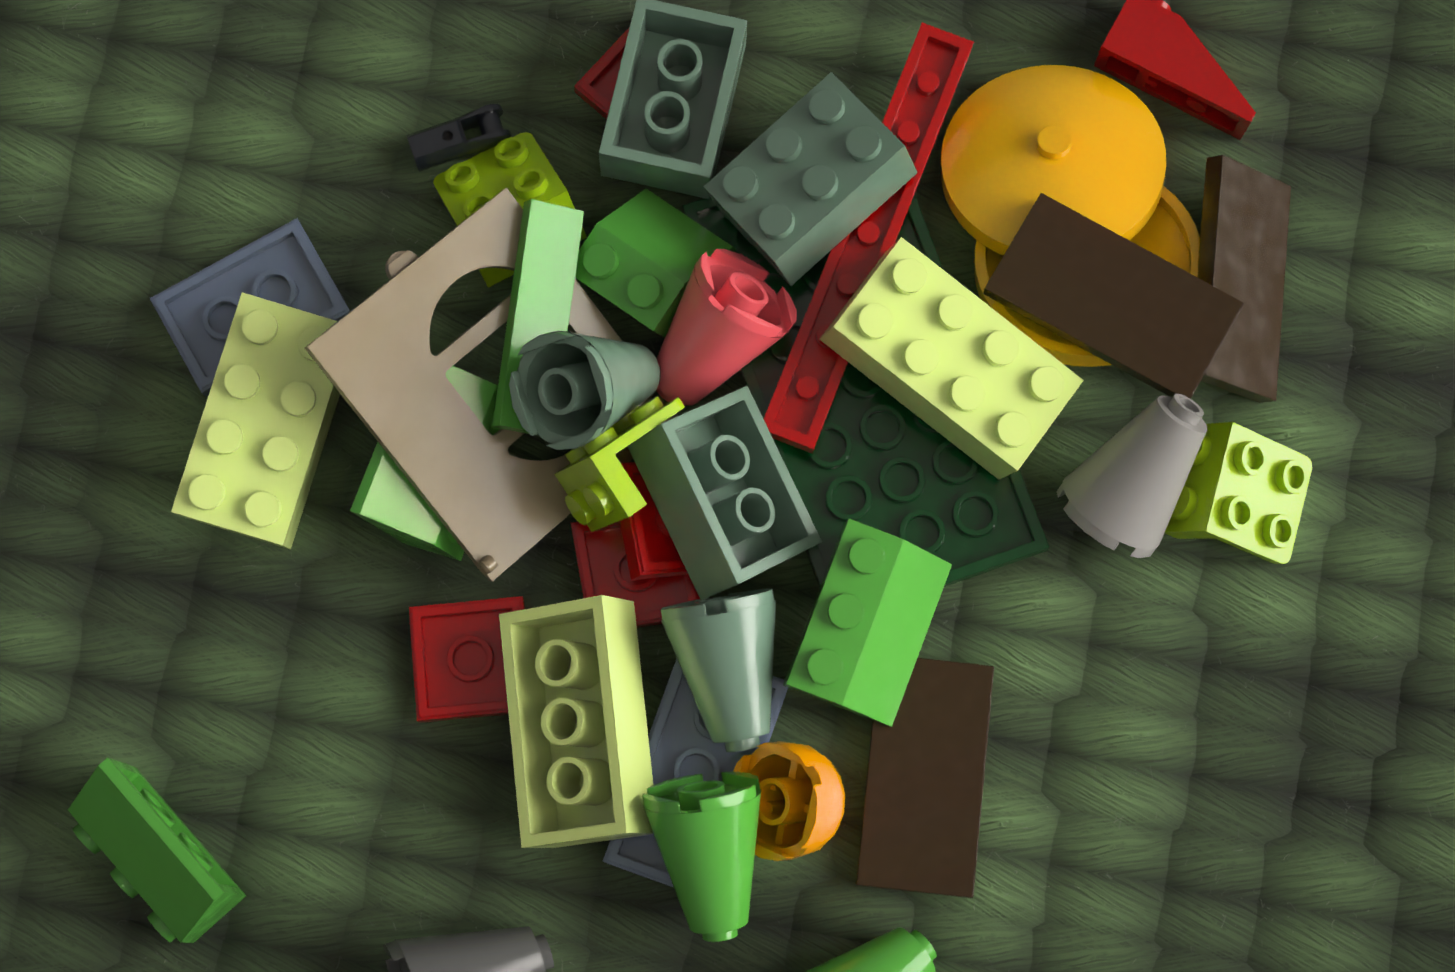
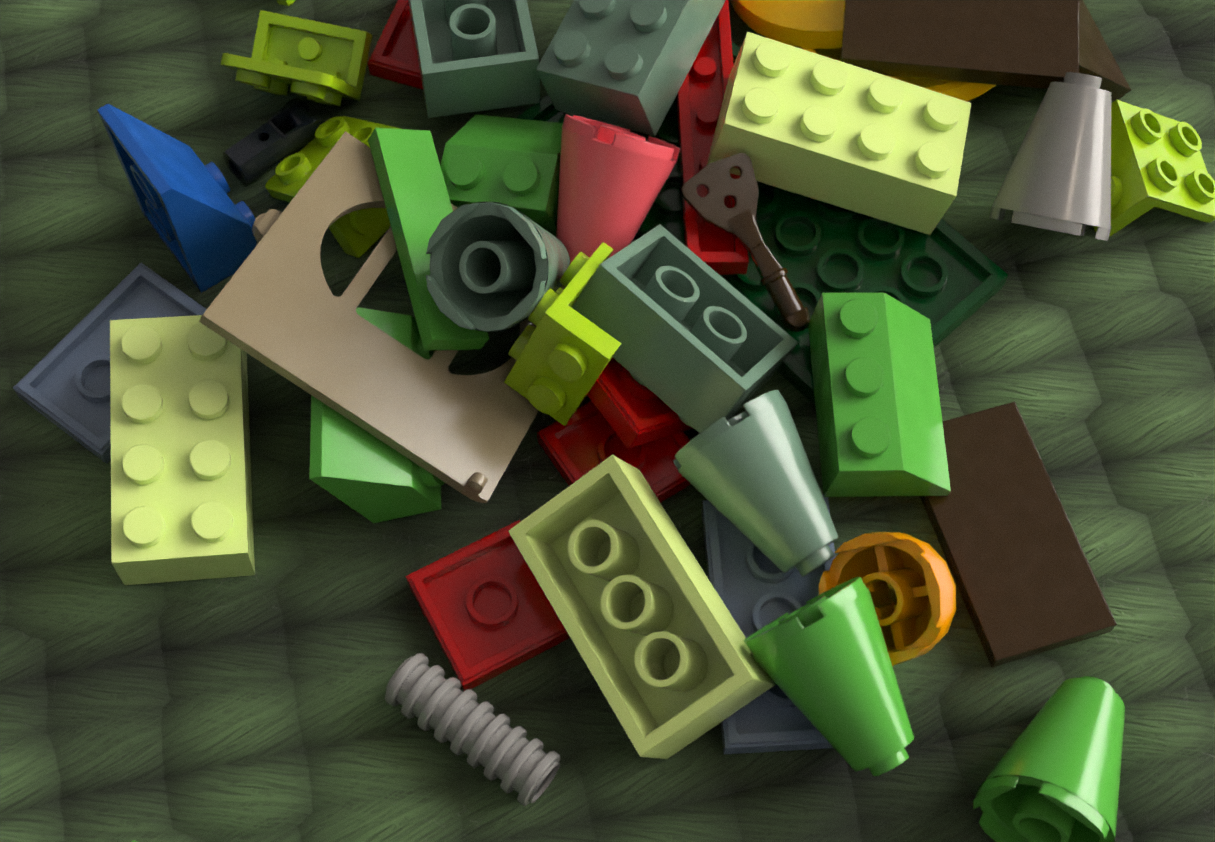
camera: 25 degrees left, 15 degrees down
(350, 183) = (182, 199): none -> blue slope
(408, 760) = (472, 728): none -> light grey piece
(509, 70) = (306, 55): none -> lime bracket
(820, 411) = (742, 224): none -> dark brown piece

